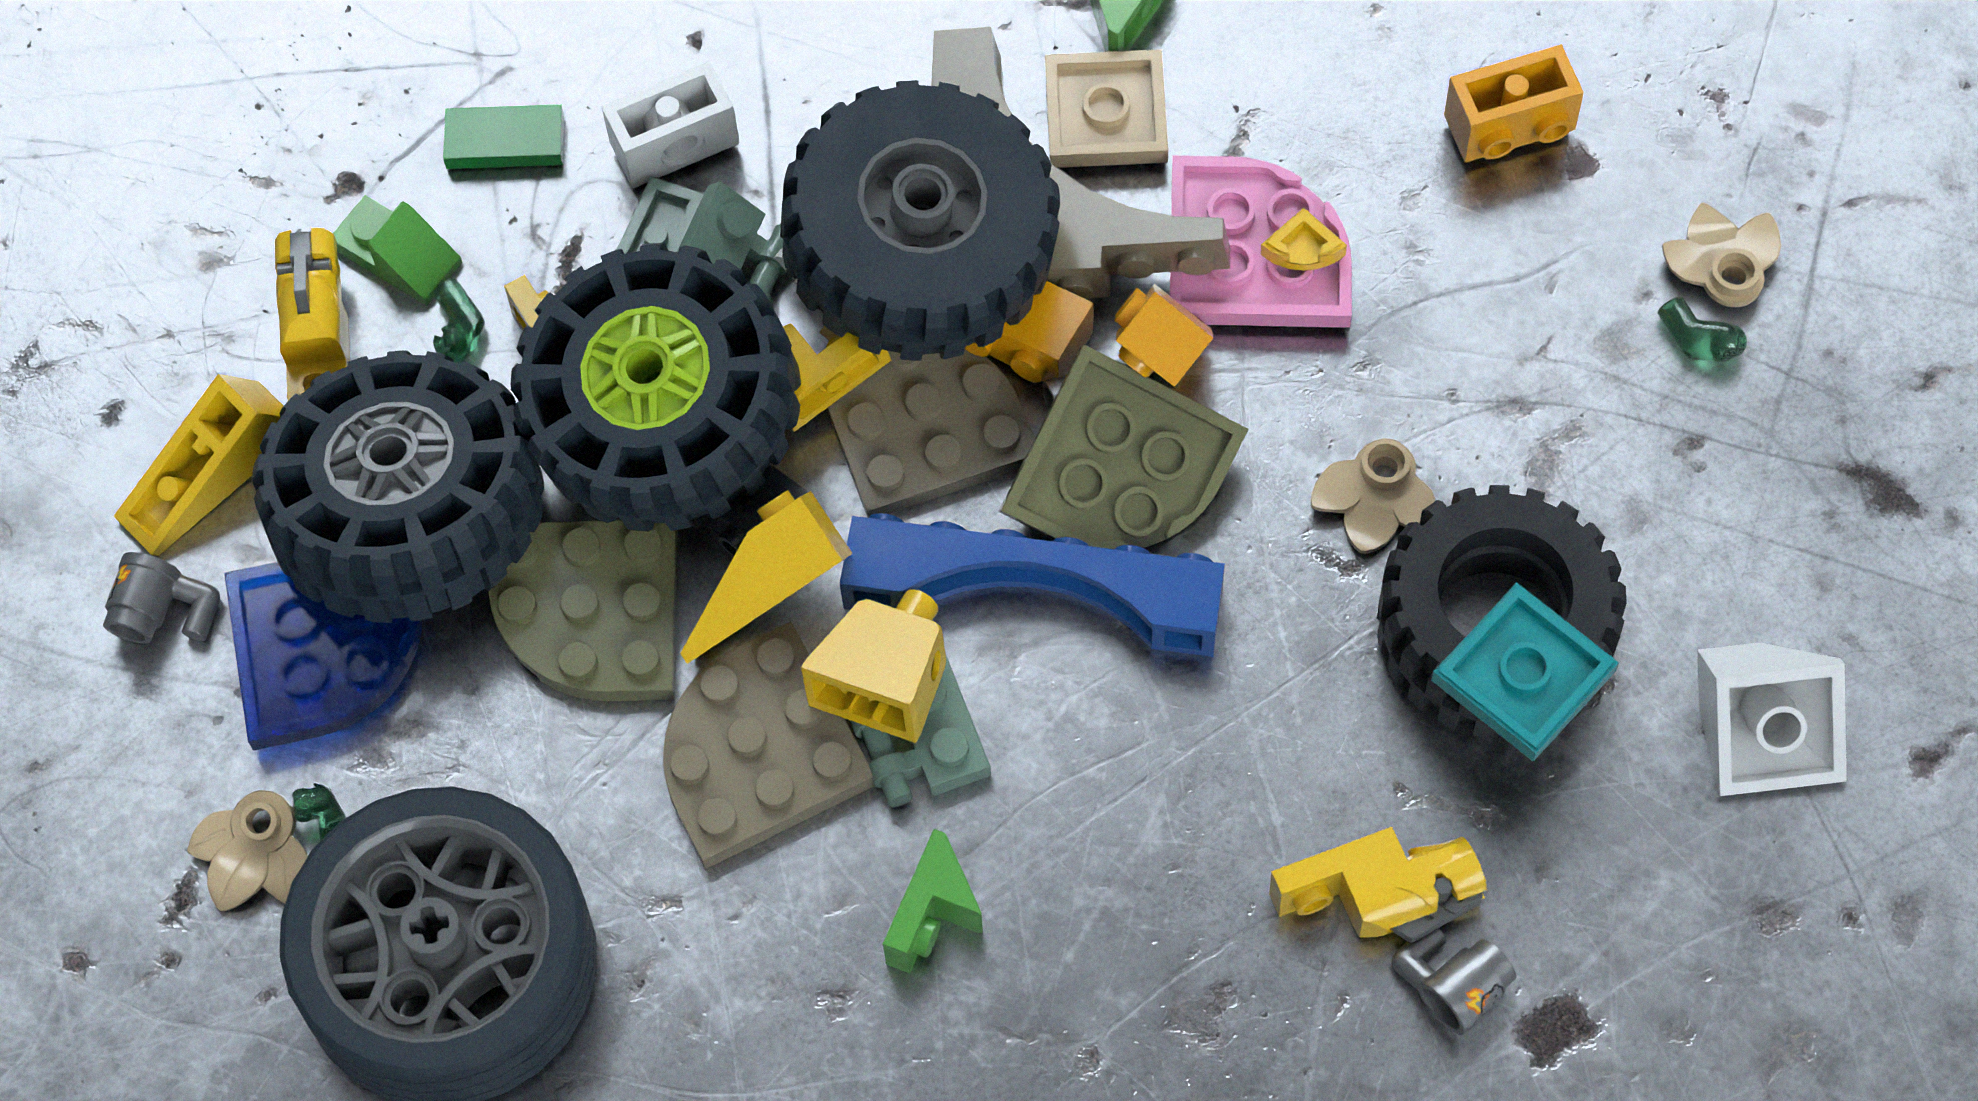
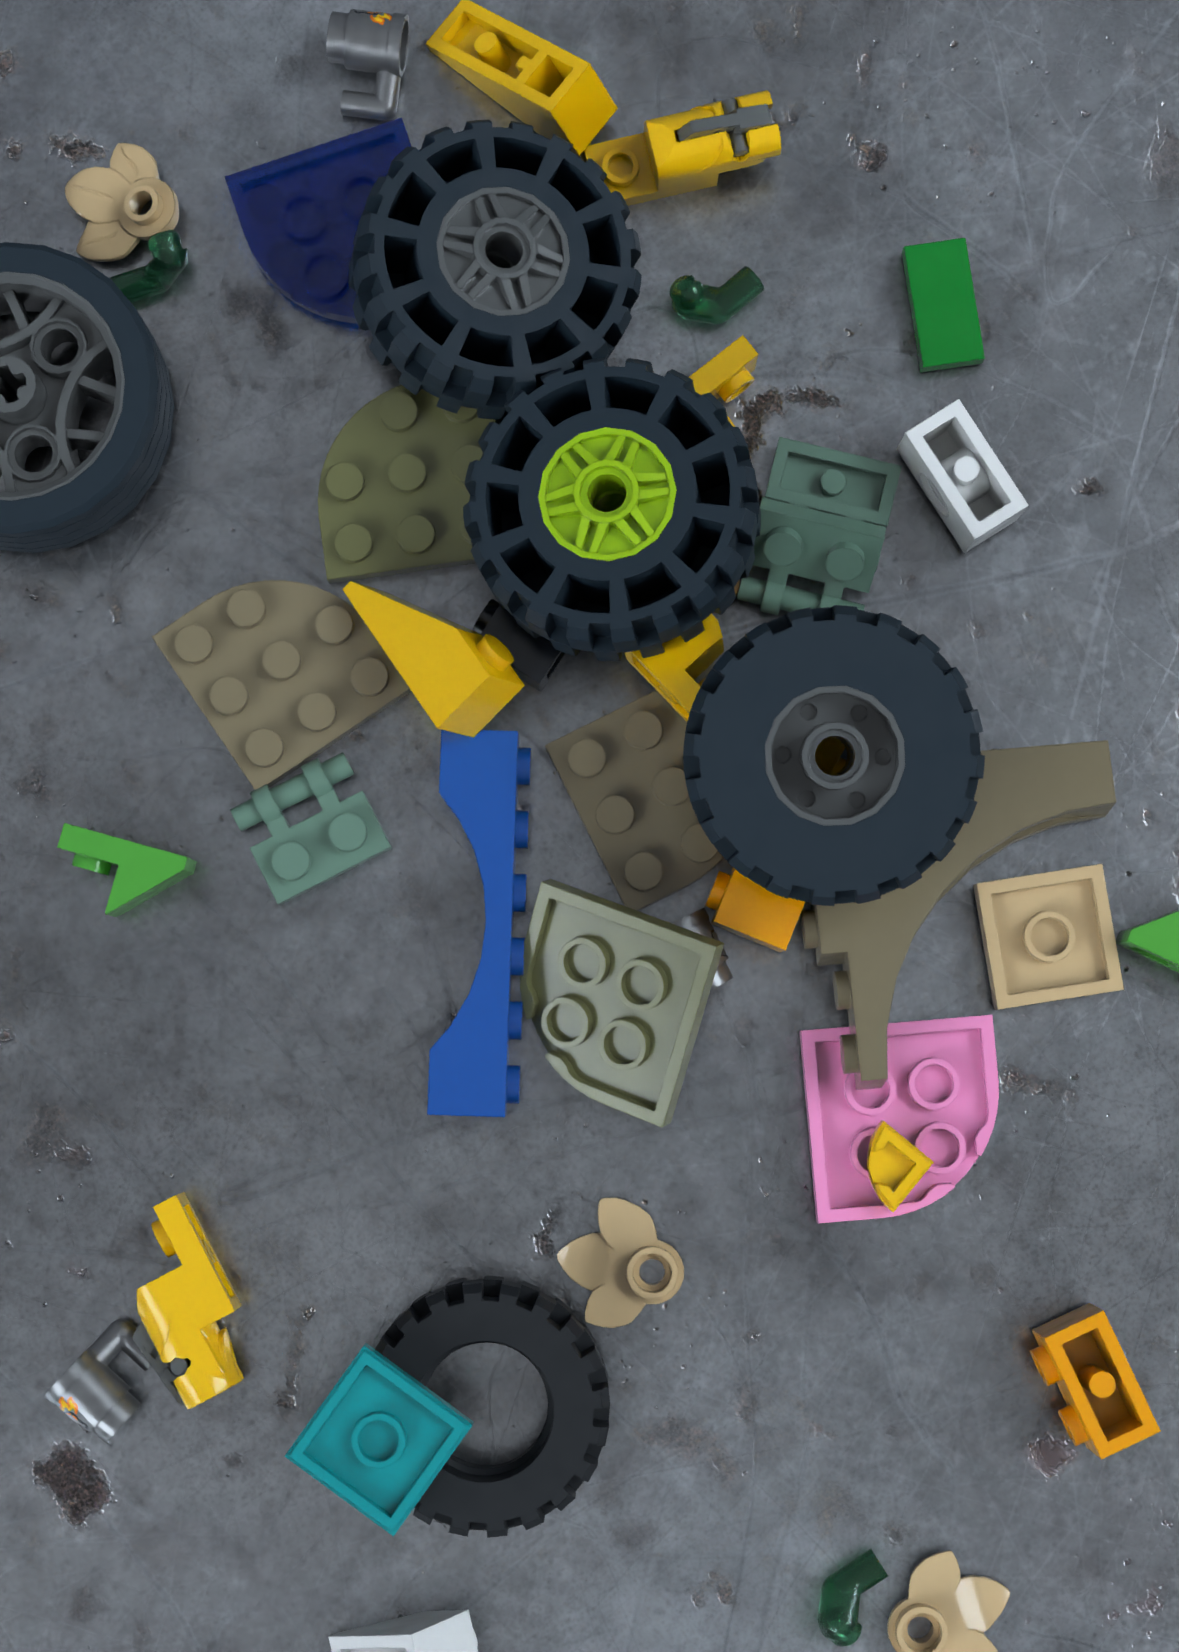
camera: 80 degrees right, 20 degrees up
(397, 247) = (794, 217): bright green slope -> none
(880, 665) = (354, 784): yellow torso -> none
(1159, 335) = (752, 1027): light orange brick -> none

